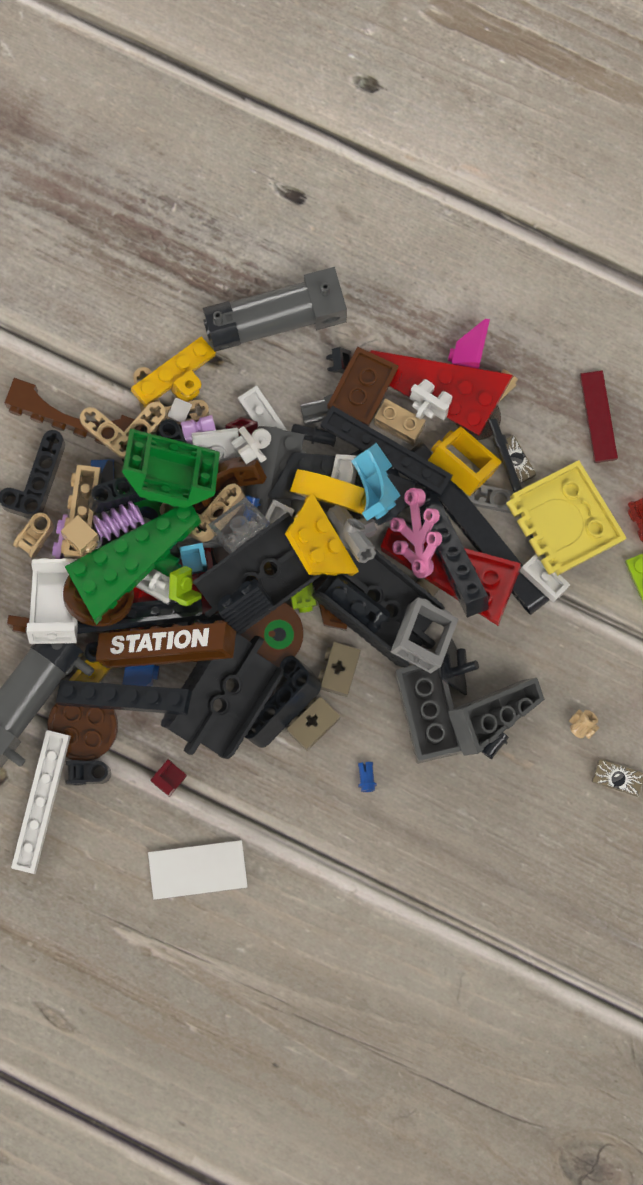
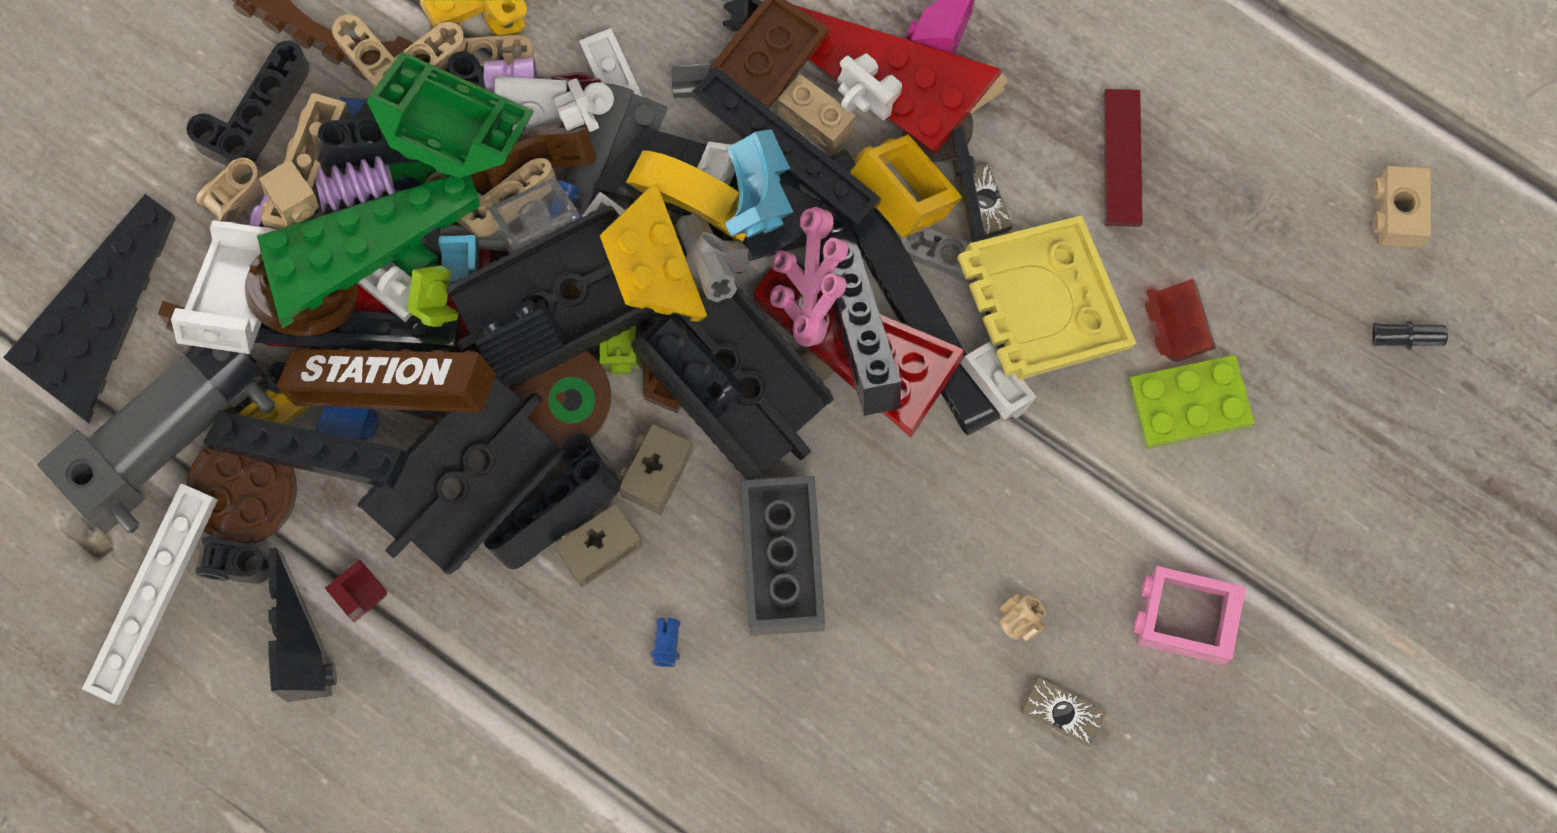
camera: 10 degrees right, 5 degrees down
(141, 823) = (297, 656): none -> black wedge
(179, 410) = (488, 45): white sticker -> none
(197, 870) = (373, 743): white tile -> none
(315, 435) = (687, 115): black axle -> none
(414, 653) = (774, 458): light grey window -> none
(455, 667) = (834, 492): black shield -> none
(487, 717) = (869, 578): dark grey wedge -> none
(492, 748) = (876, 625): black pin -> none

